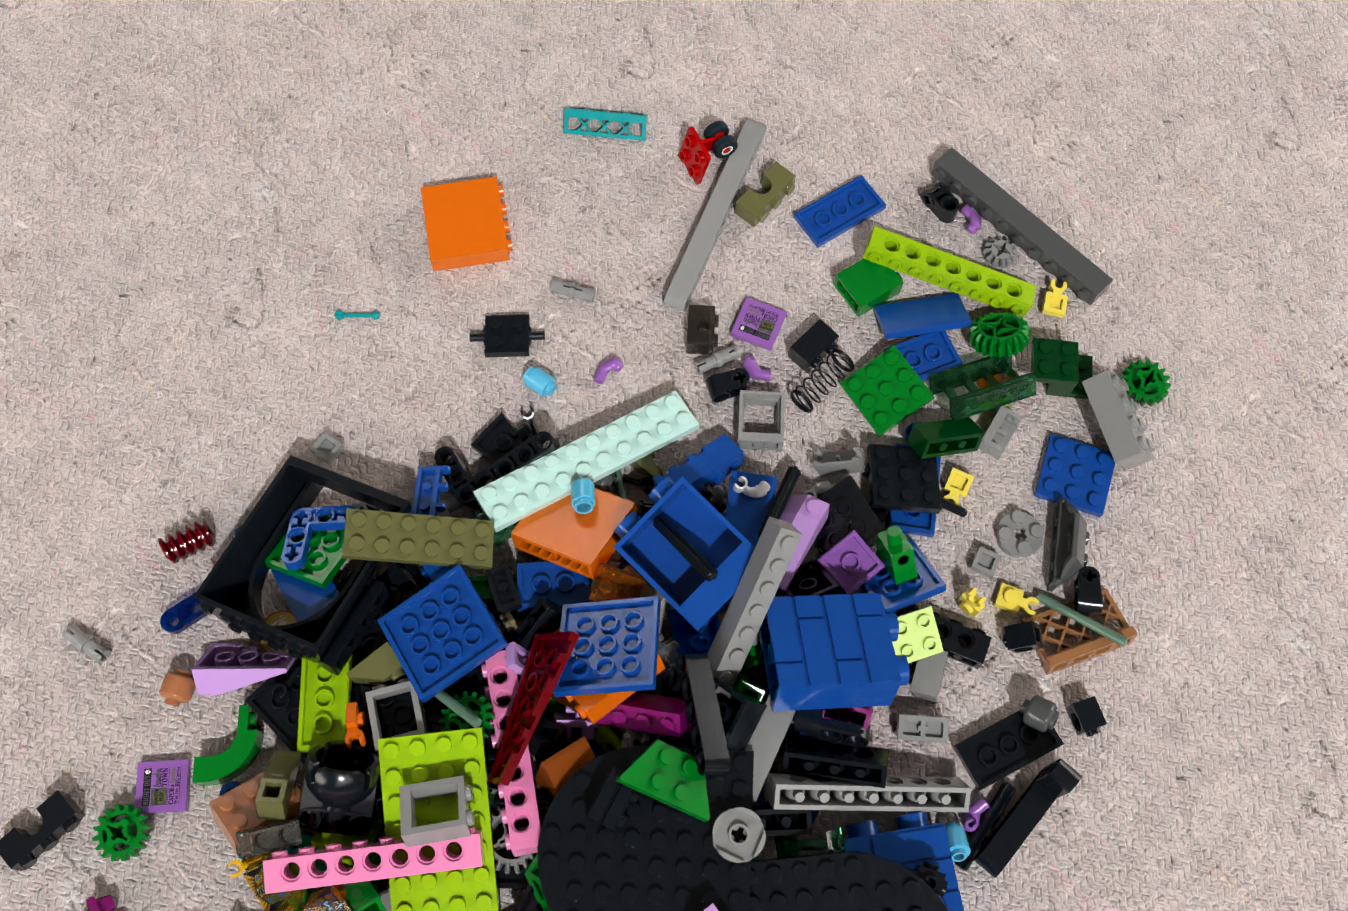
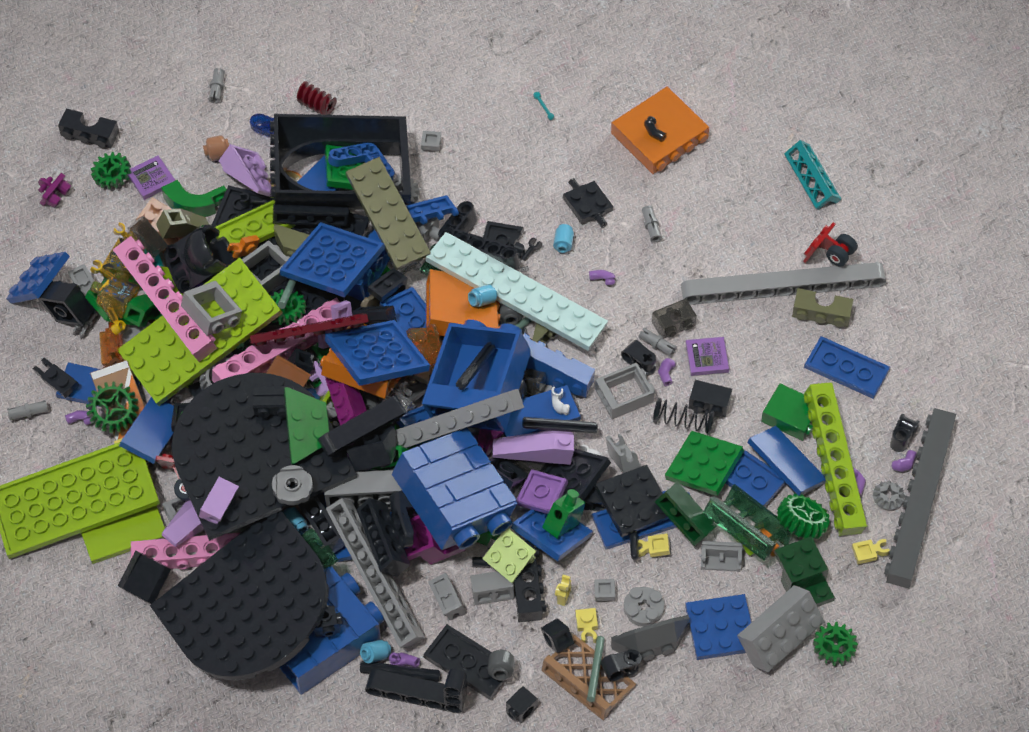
camera: 65 degrees right, 10 degrees down
(467, 226) = (652, 130): none -> black arm

